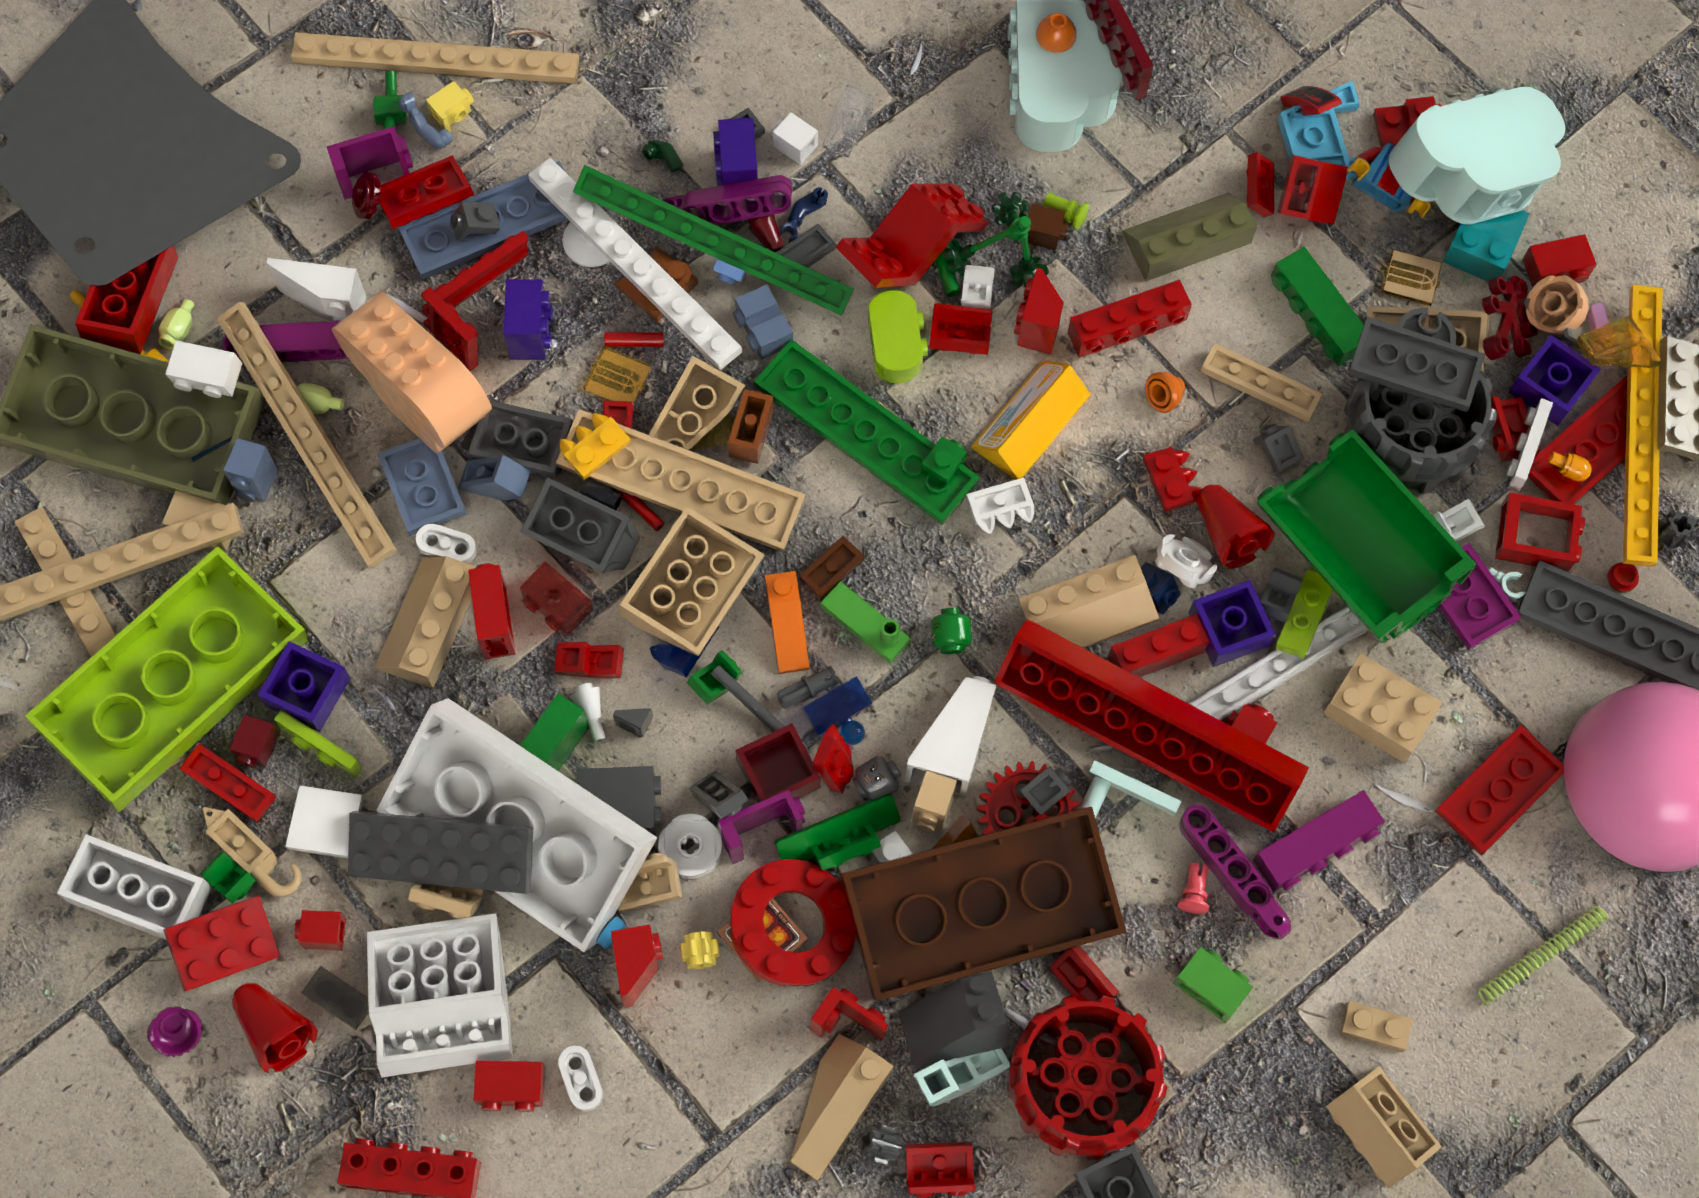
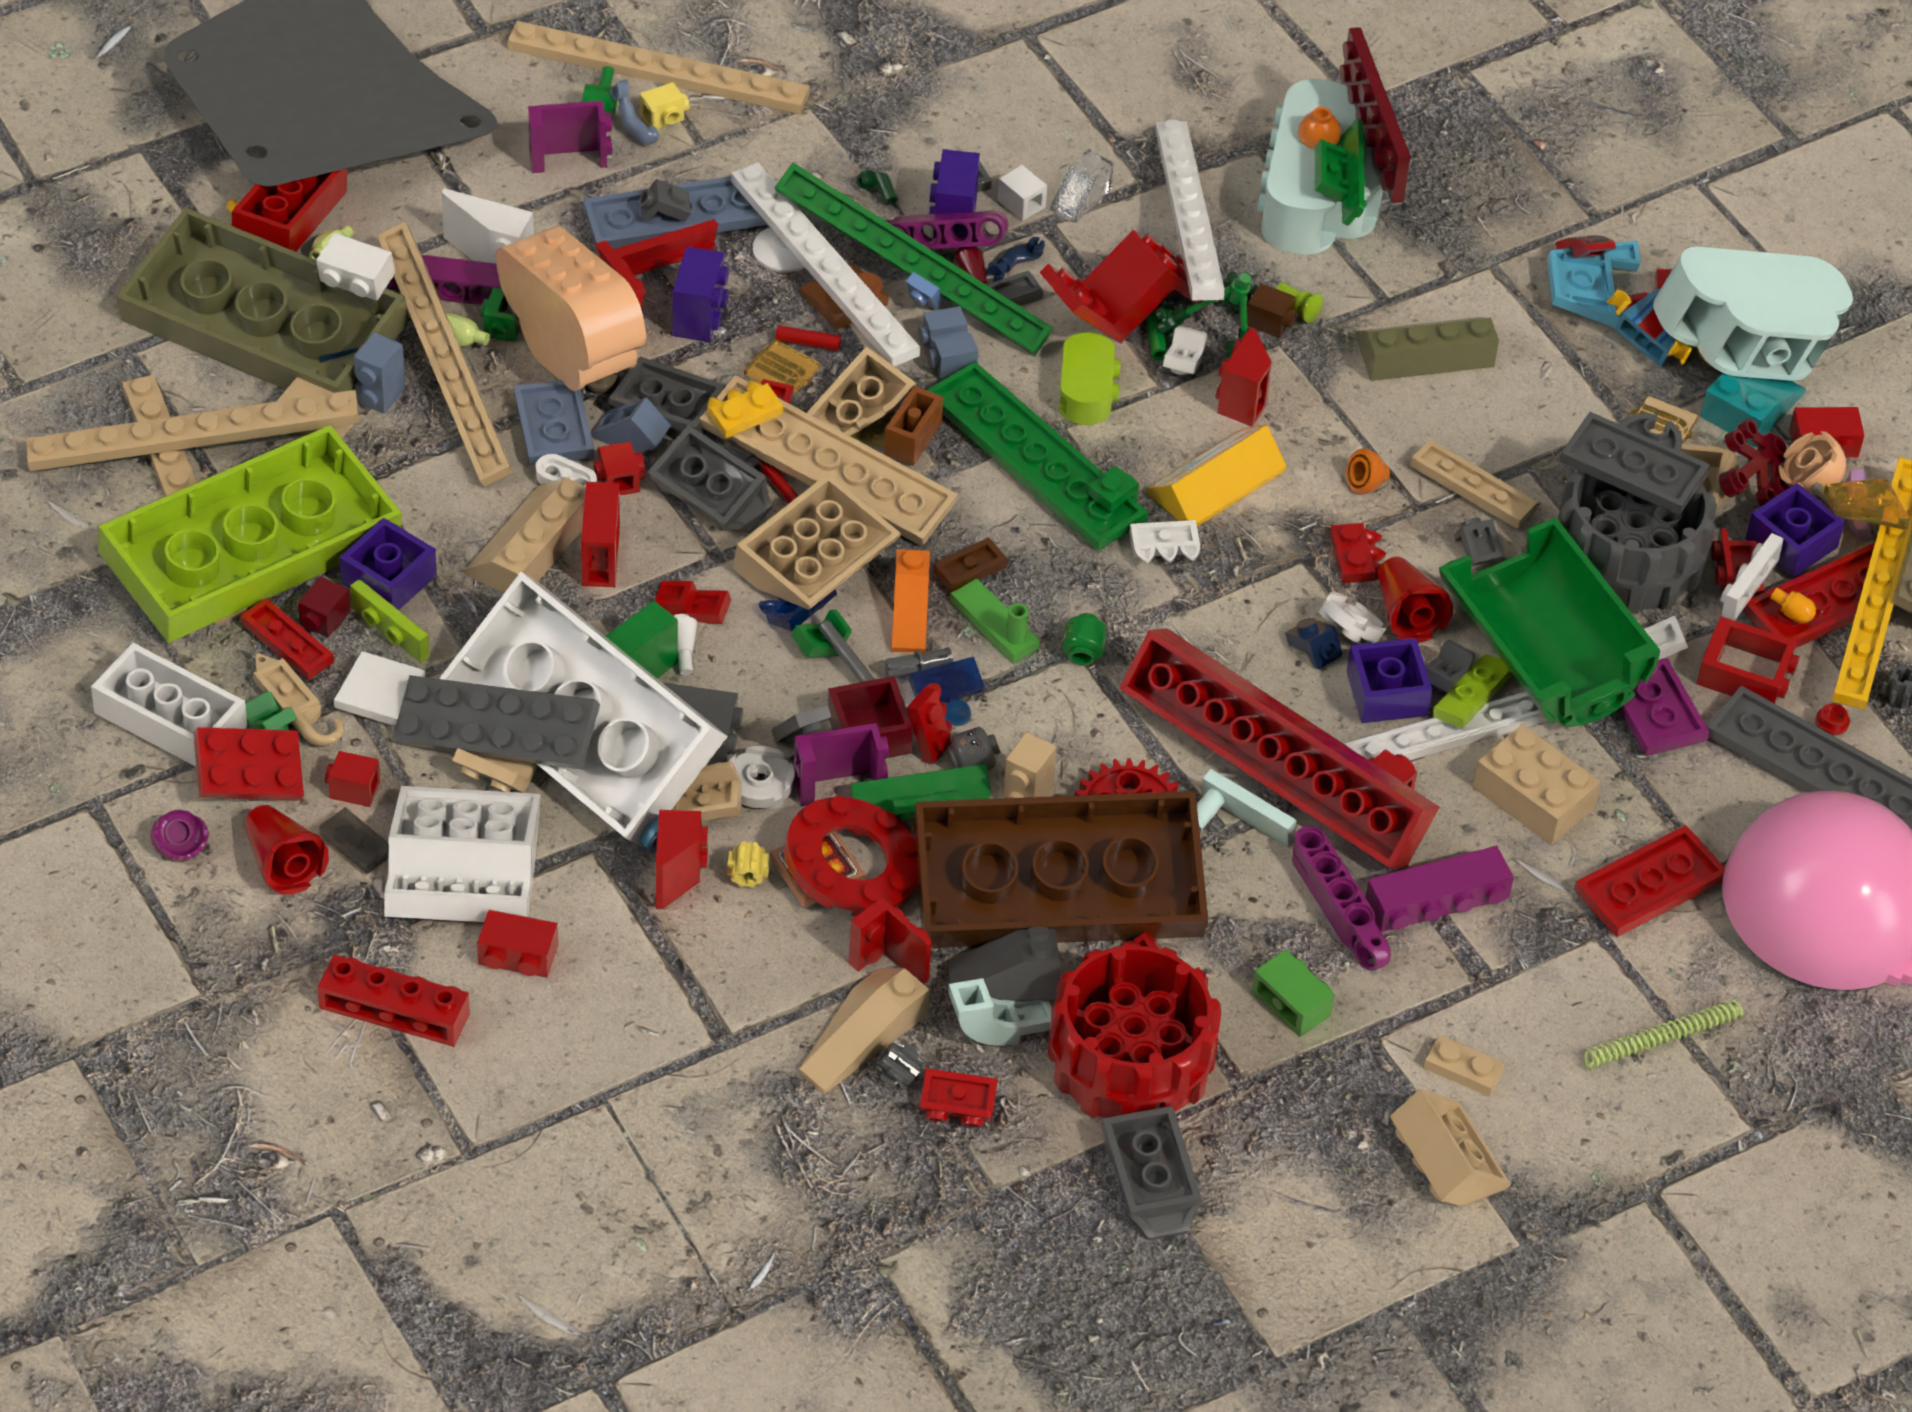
camera: 10 degrees right, 20 degrees down
(342, 377) = (496, 323): none -> green bracket
(366, 195) = (557, 166): dark red gear -> none
(424, 192) = (616, 173): red plate -> none
(493, 526) = (620, 465): none -> red brick
(547, 585) = (670, 541): clear red brick -> none
(580, 1079) = (594, 957): white plate -> none
(633, 720) = (727, 657): dark grey slope -> none
(953, 139) = (1189, 211): none -> white plate
(955, 736) = (1070, 721): white slope -> none
(960, 329) = (1159, 382): red bracket -> none
(1047, 789) = (1153, 776): dark grey bracket -> none
(1087, 78) = (1341, 171): none -> green bracket
(1094, 604) = (1247, 633): tan slope -> none
(1129, 318) = (1343, 403): red brick -> none
(1161, 647) = (1313, 688): red brick -> none
(1194, 894) = (1291, 915): coral pin -> none
(1260, 184) = (1514, 313): red plate -> none
(1312, 189) = (1568, 320): red slope -> none
(1318, 304) = (1545, 416): green brick -> none
(1502, 578) = (1705, 699): light aqua piece -> none

